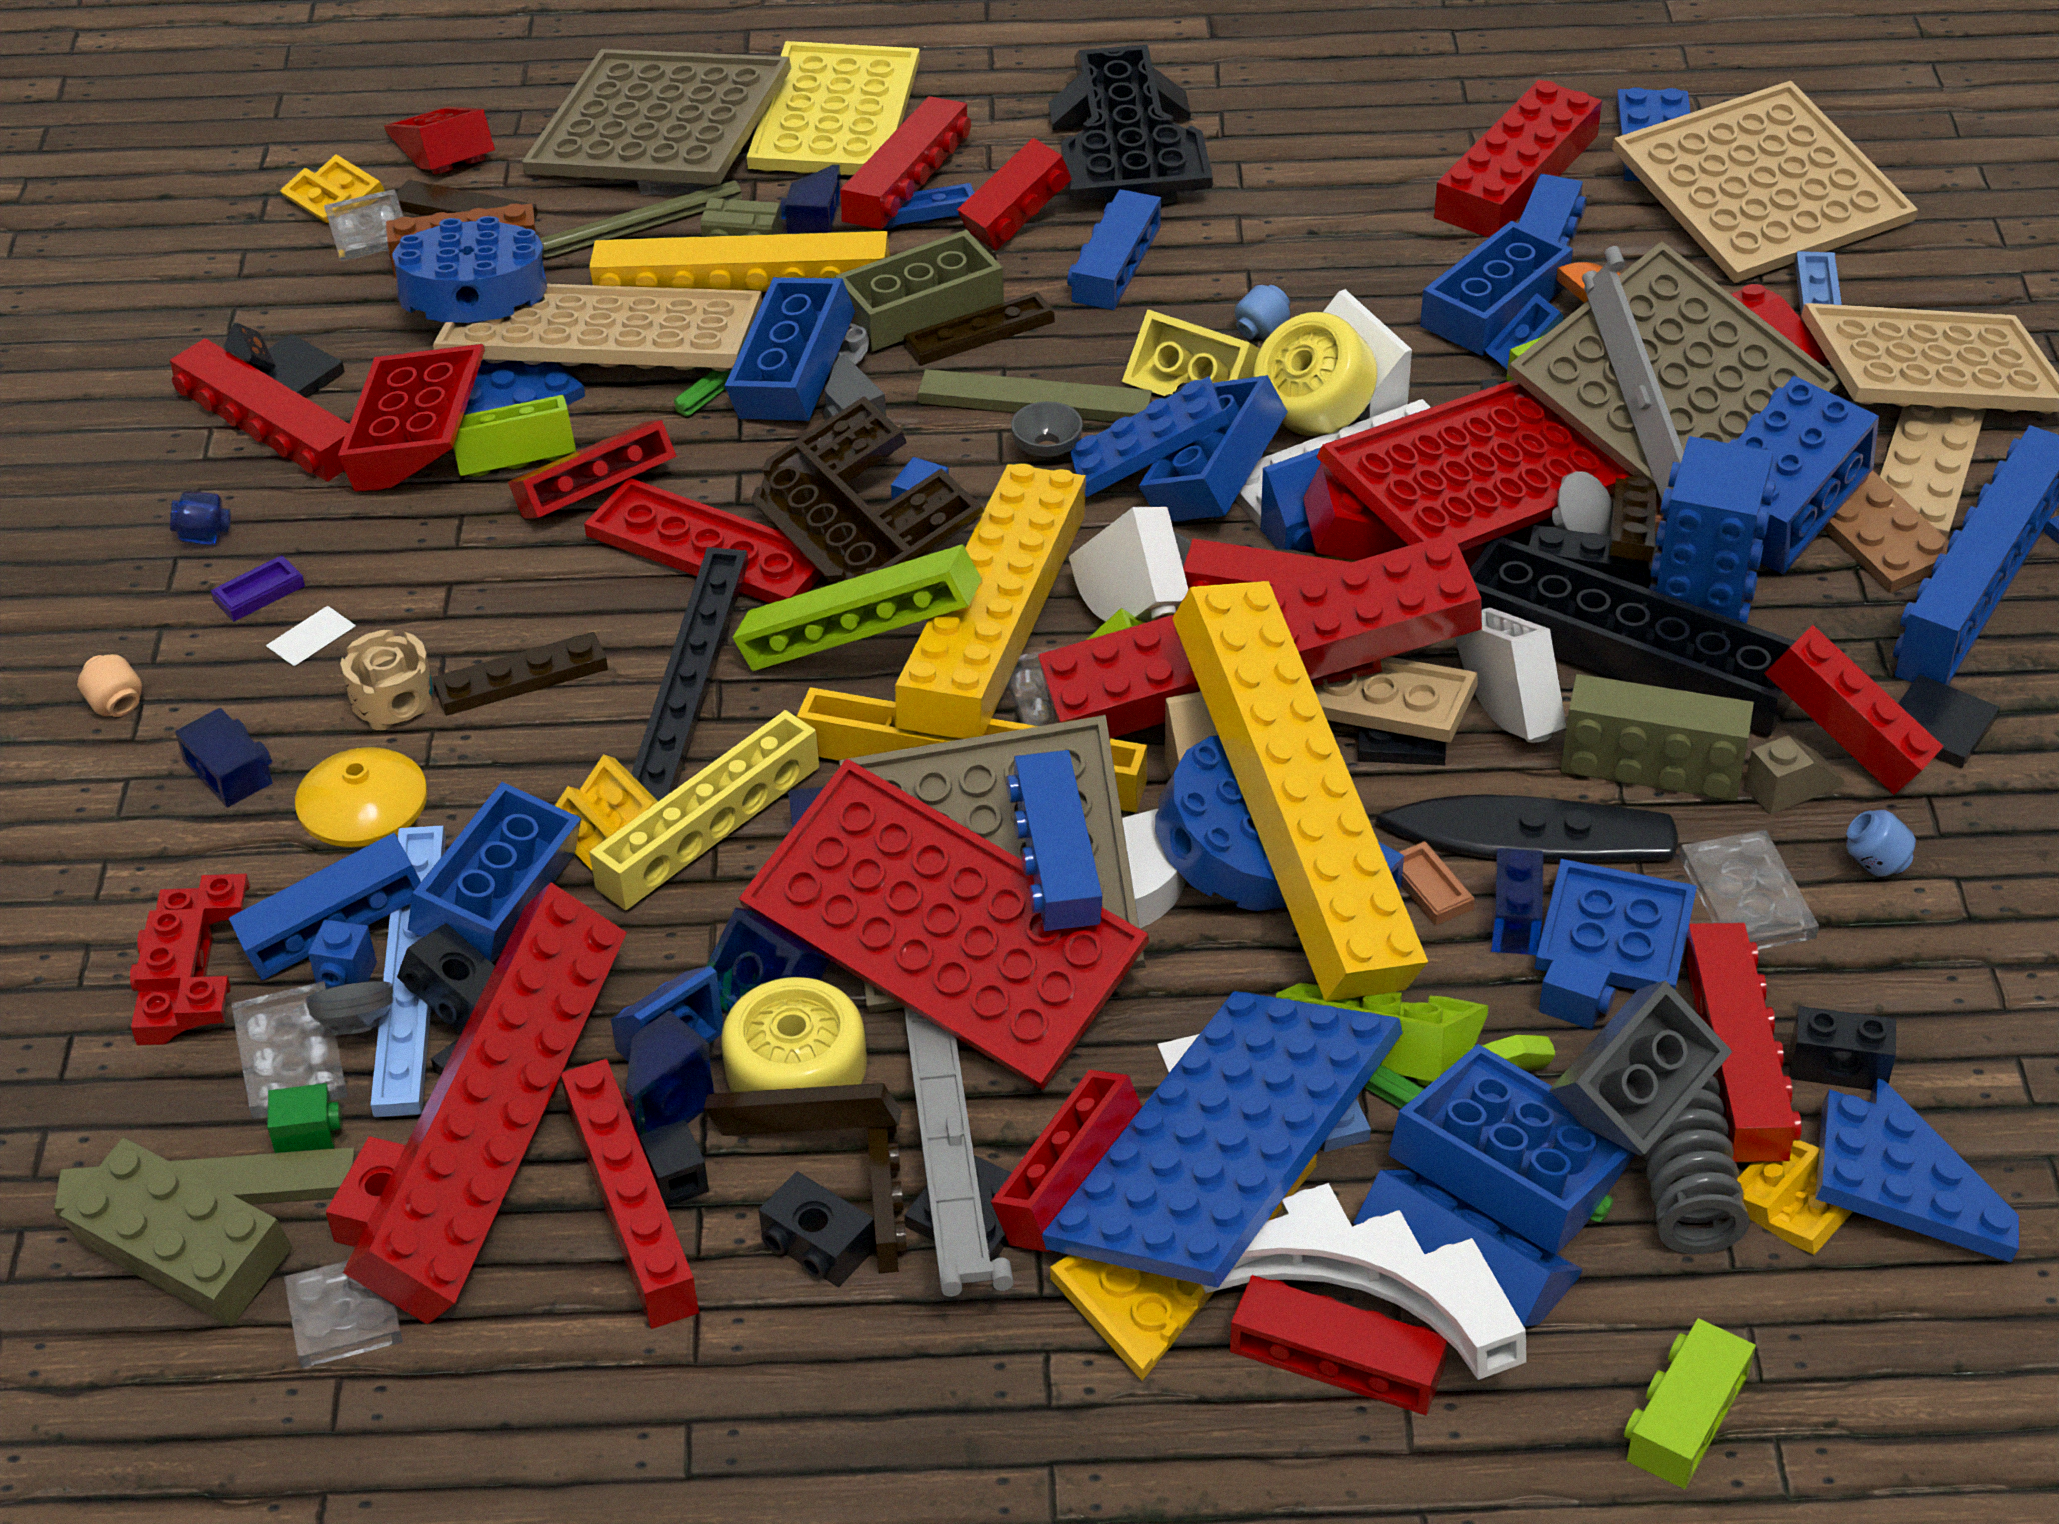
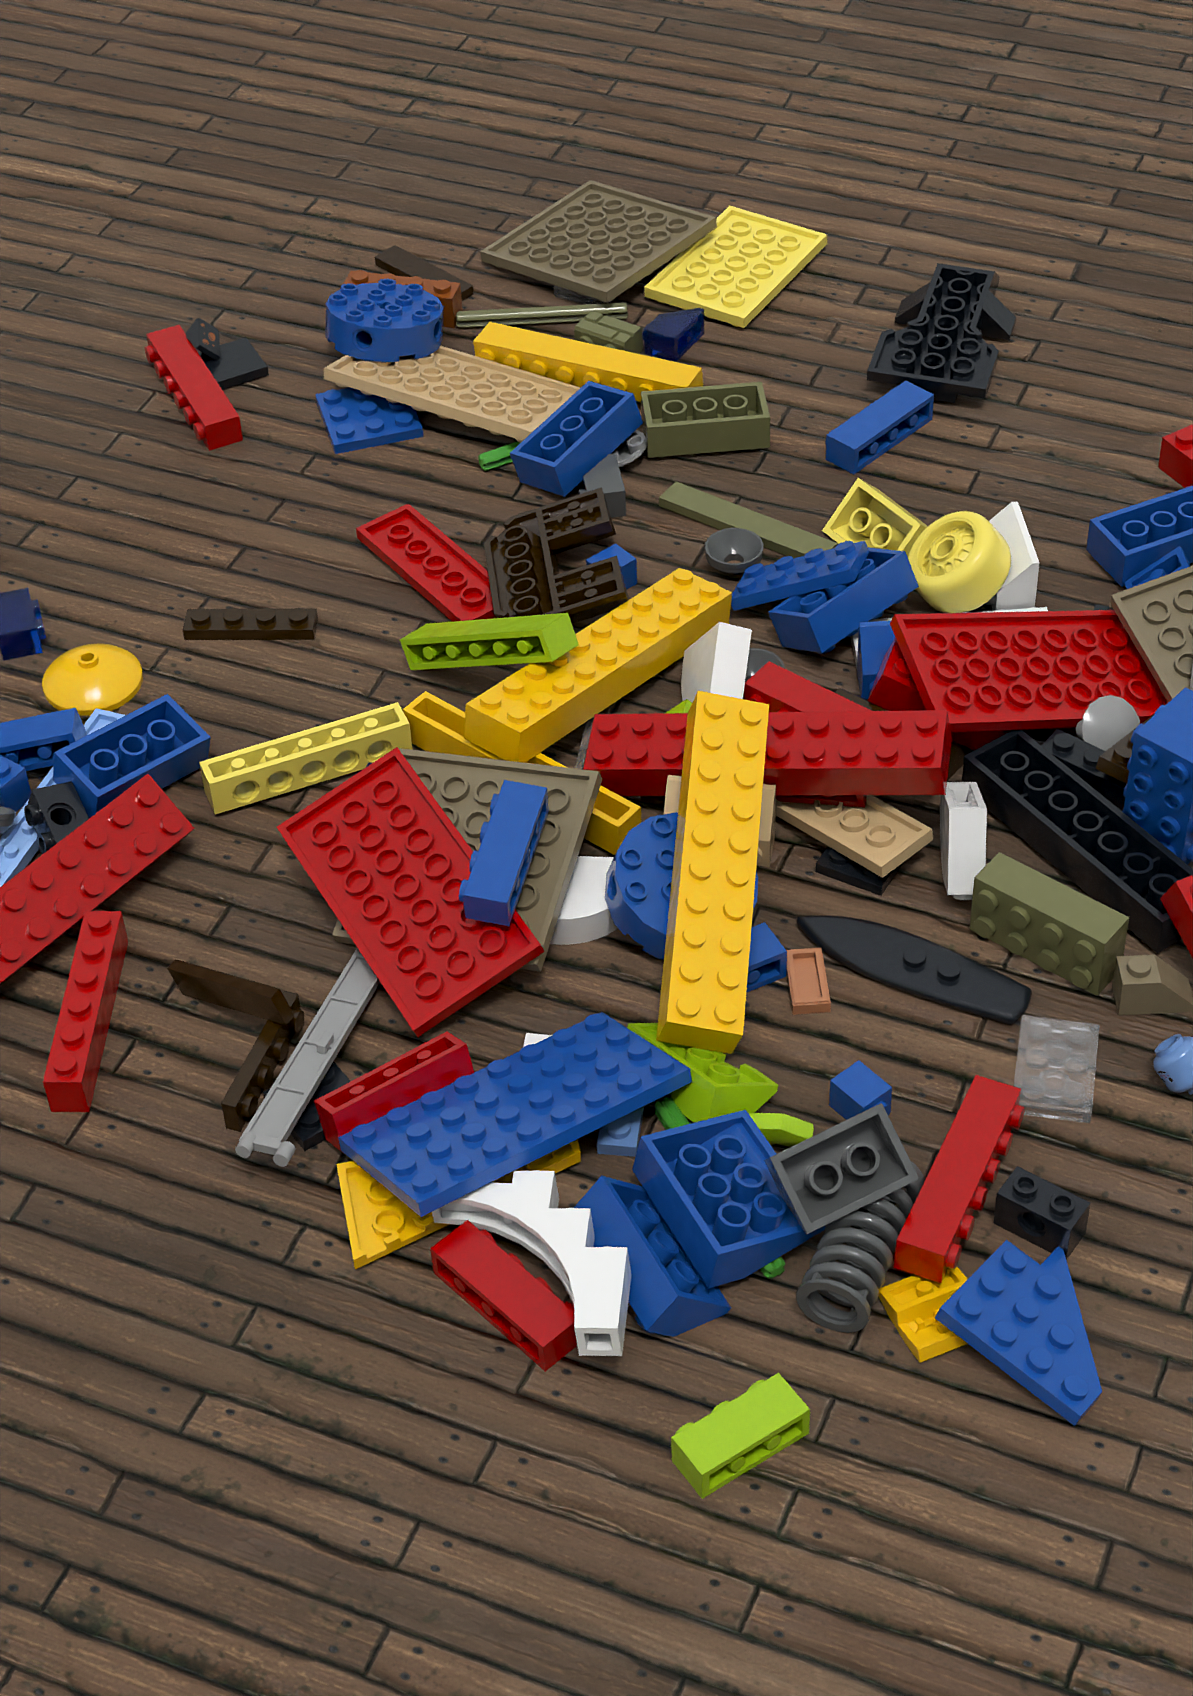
camera: 25 degrees right, 0 degrees up
(199, 518) = (101, 452): clear blue head -> none
(257, 588) = (114, 512): dark purple tile -> none
(310, 635) = (130, 556): white sticker -> none
(332, 183) = (340, 242): yellow slope -> none
(360, 223) = (336, 265): clear plate -> none
(387, 678) = (152, 600): tan brick -> none
(408, 414) = (275, 414): red slope -> none
(443, 137) = (437, 220): red slope -> none
(514, 436) = (343, 450): lime brick -> none
(592, 469) = (384, 490): red brick -> none
(604, 804) = (245, 730): yellow slope -> none
(667, 1074) = (148, 940): clear blue slope -> none
(675, 1162) = (130, 1001): black brick -> none
(689, 996) = (187, 903): blue slope -> none
(690, 671) = (357, 656): black plate -> none
(756, 953) = (273, 886): clear blue slope -> none
(793, 1037) = (259, 940): light yellow wheel -> none
(817, 1229) = (194, 1080): black brick -> none
(904, 162) = (755, 319): red brick -> none
(932, 204) = (753, 356): blue plate -> none
(978, 328) = (739, 461): dark brown tile -> none
(1014, 194) = (822, 363): red brick -> none
(1262, 311) = (961, 498): medium blue head -> none
(1517, 901) = (858, 1014): clear blue brick -> none
(1619, 921) = (929, 1059): blue plate -> none

